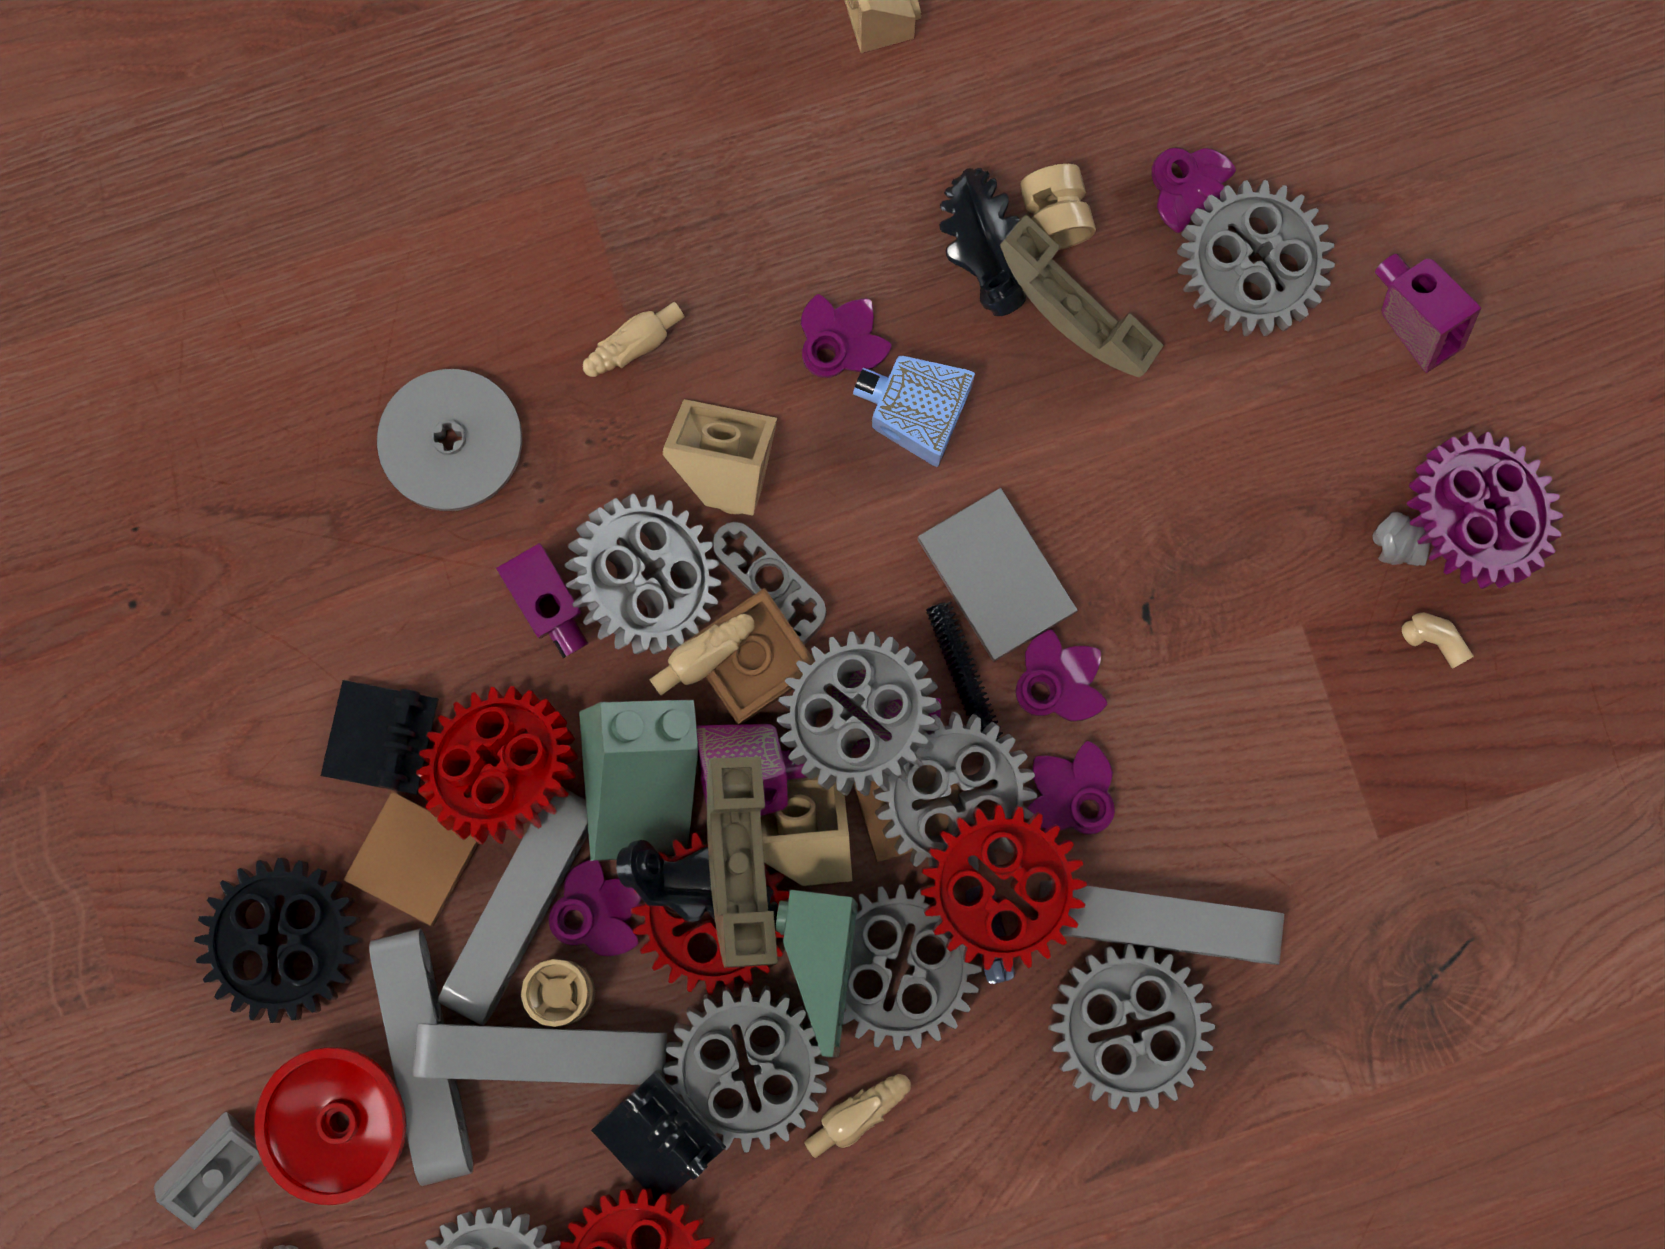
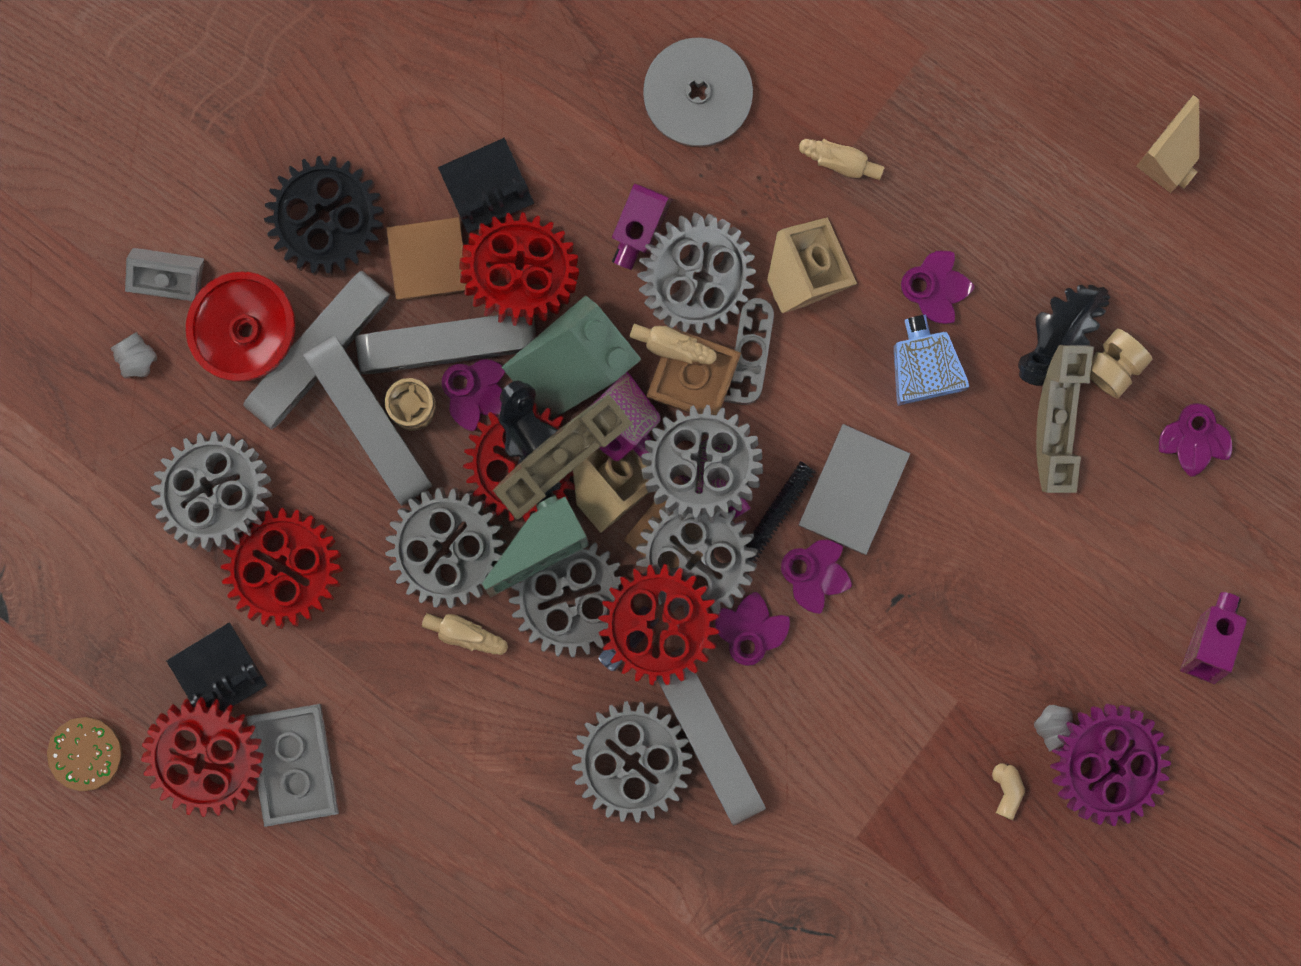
camera: 55 degrees right, 5 degrees up
(658, 1137) = (368, 524): black hinge -> none
(1288, 233) = (1207, 521): light grey gear -> none

